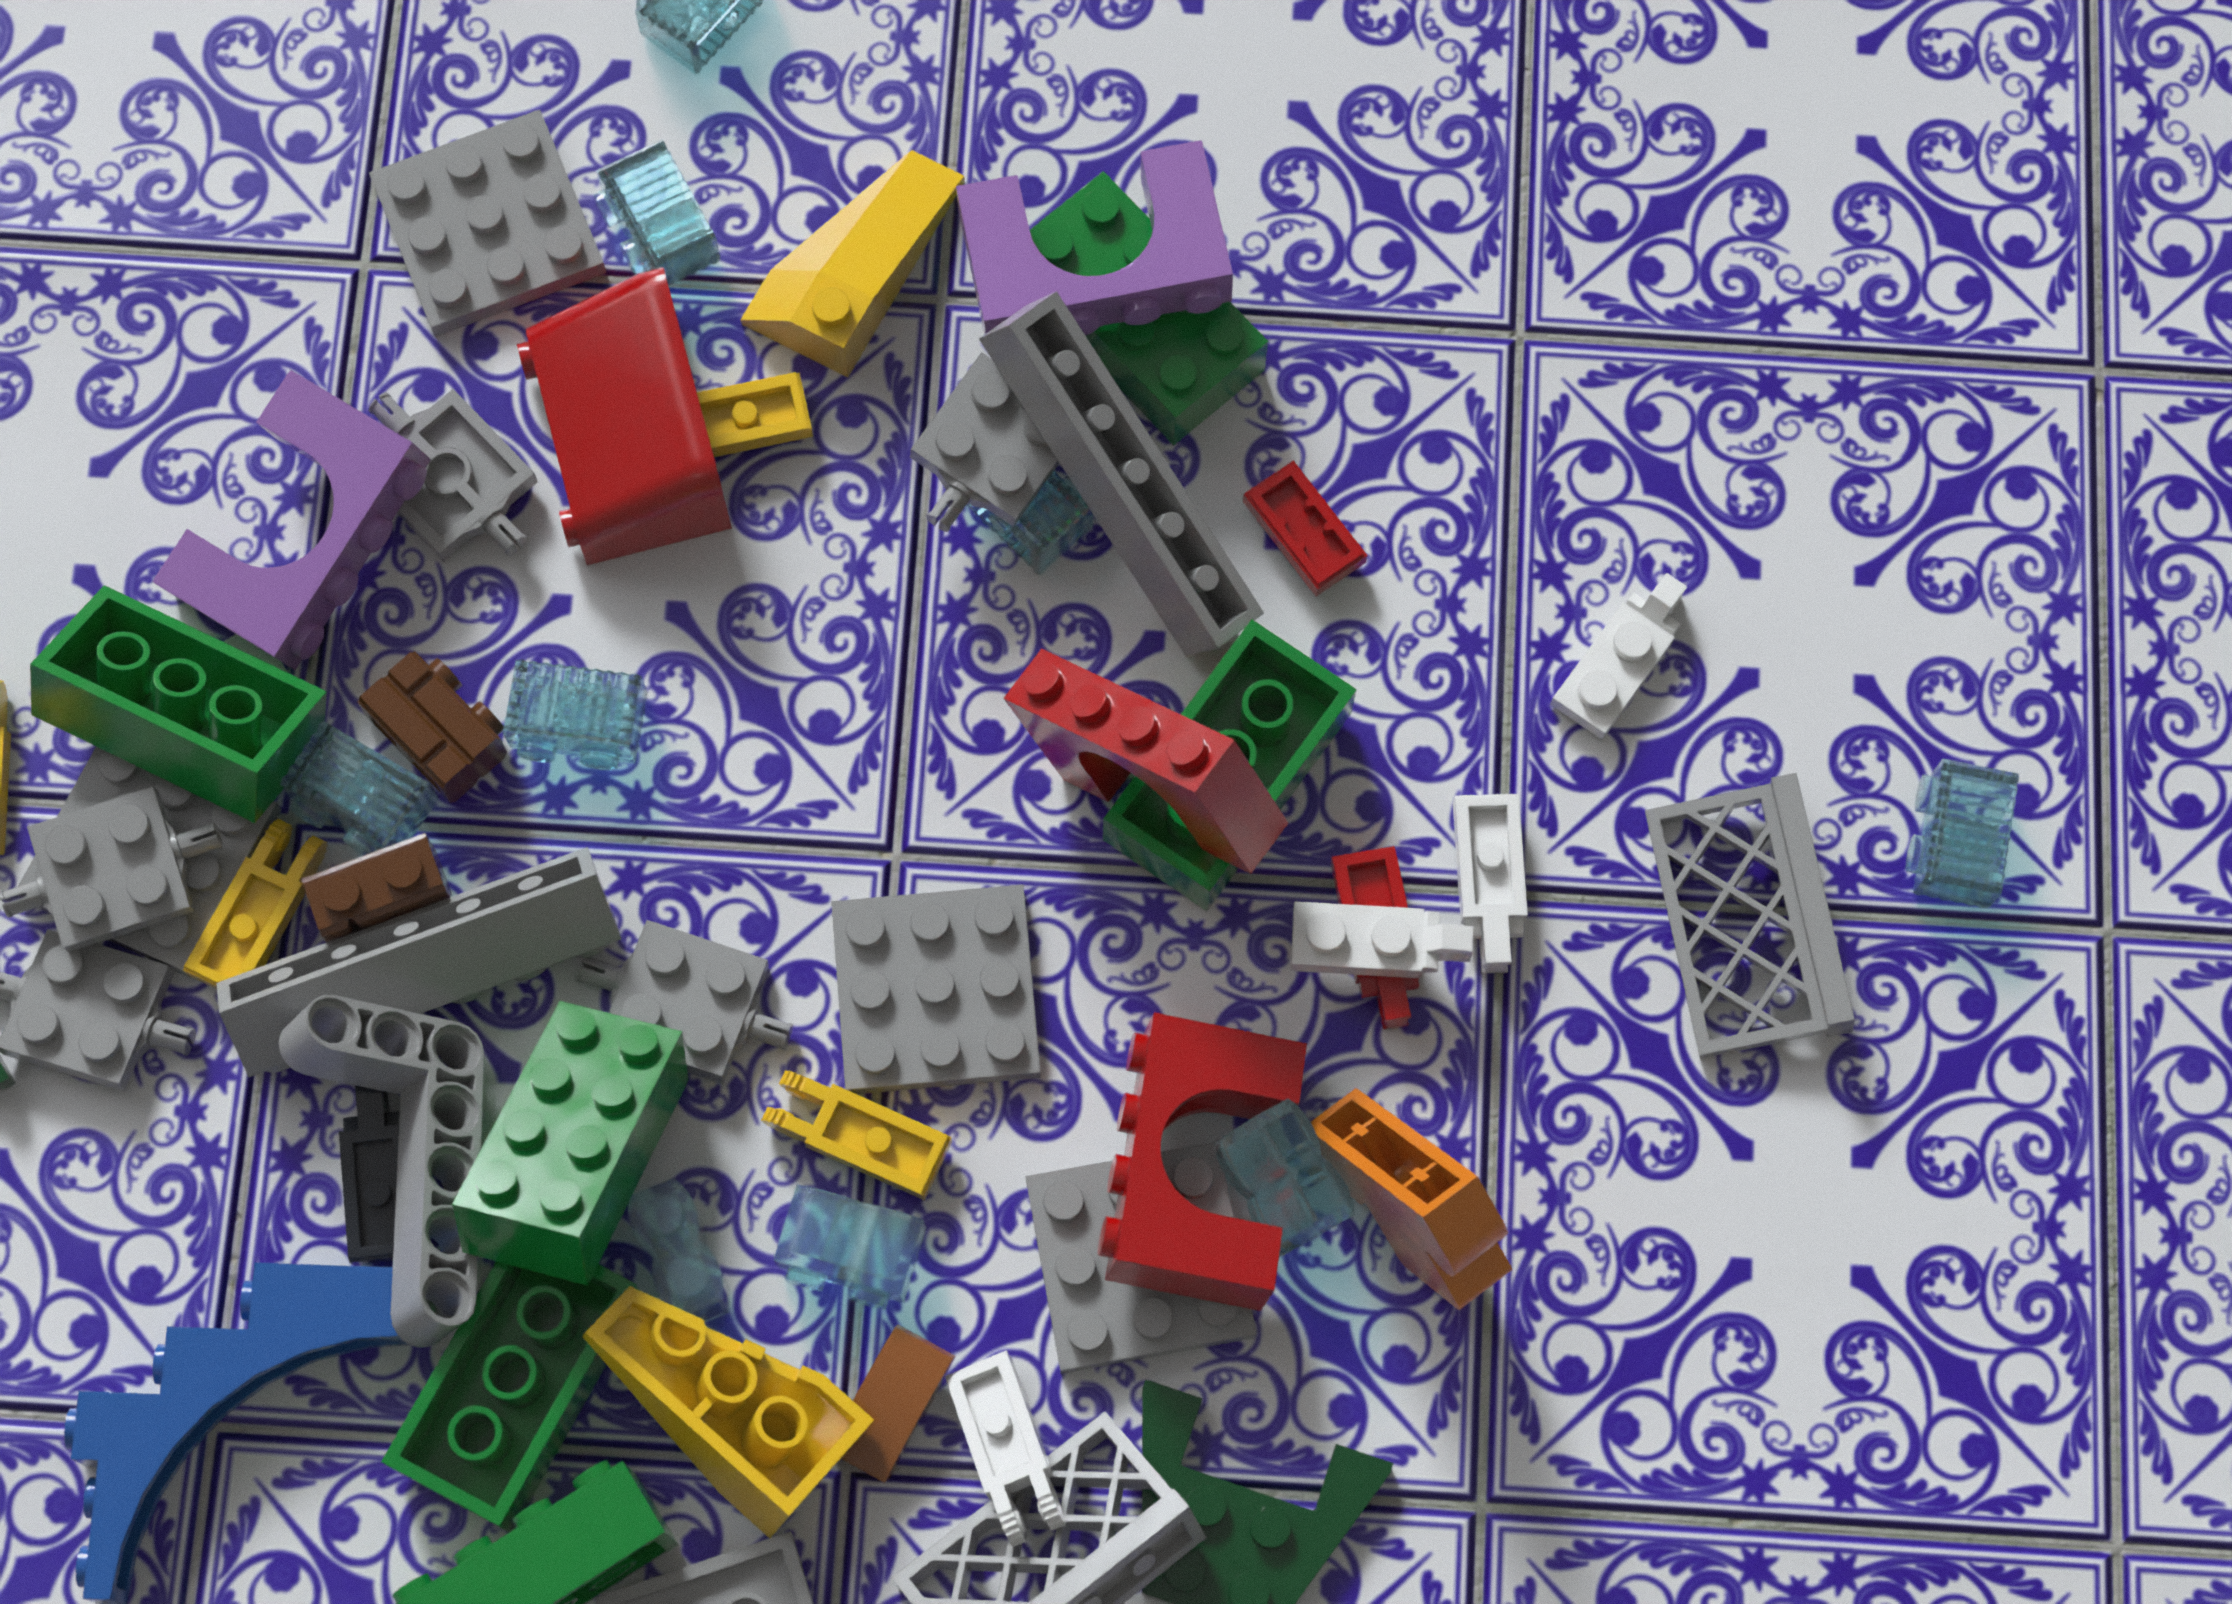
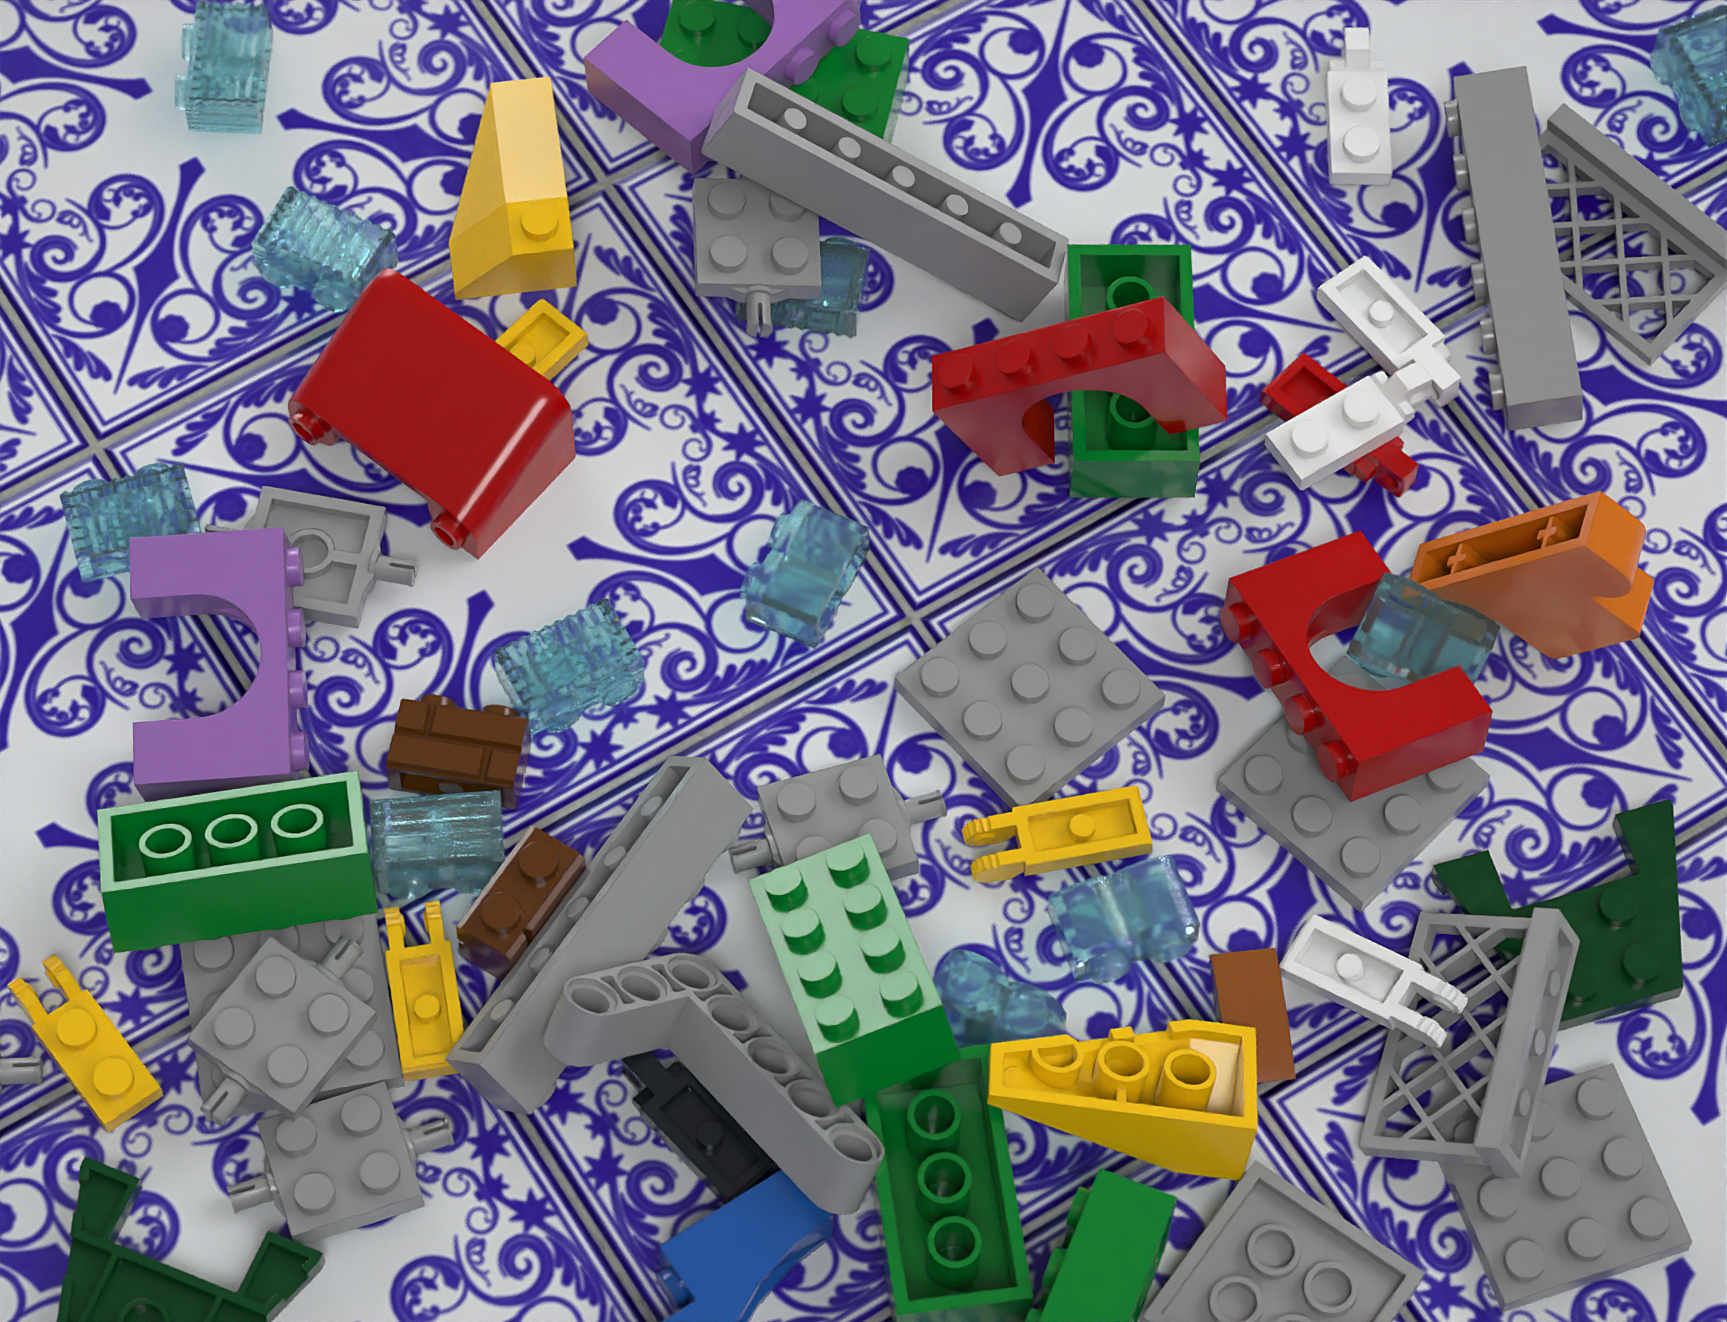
camera: 35 degrees left, 10 degrees down
(332, 348) = (107, 514): none -> clear light blue brick
(487, 223) = (179, 349): light grey plate -> none
(827, 760) = (805, 573): none -> clear light blue brick
(1304, 528) = (1039, 169): red plate -> none
(1650, 876) = (1516, 248): none -> light grey brick

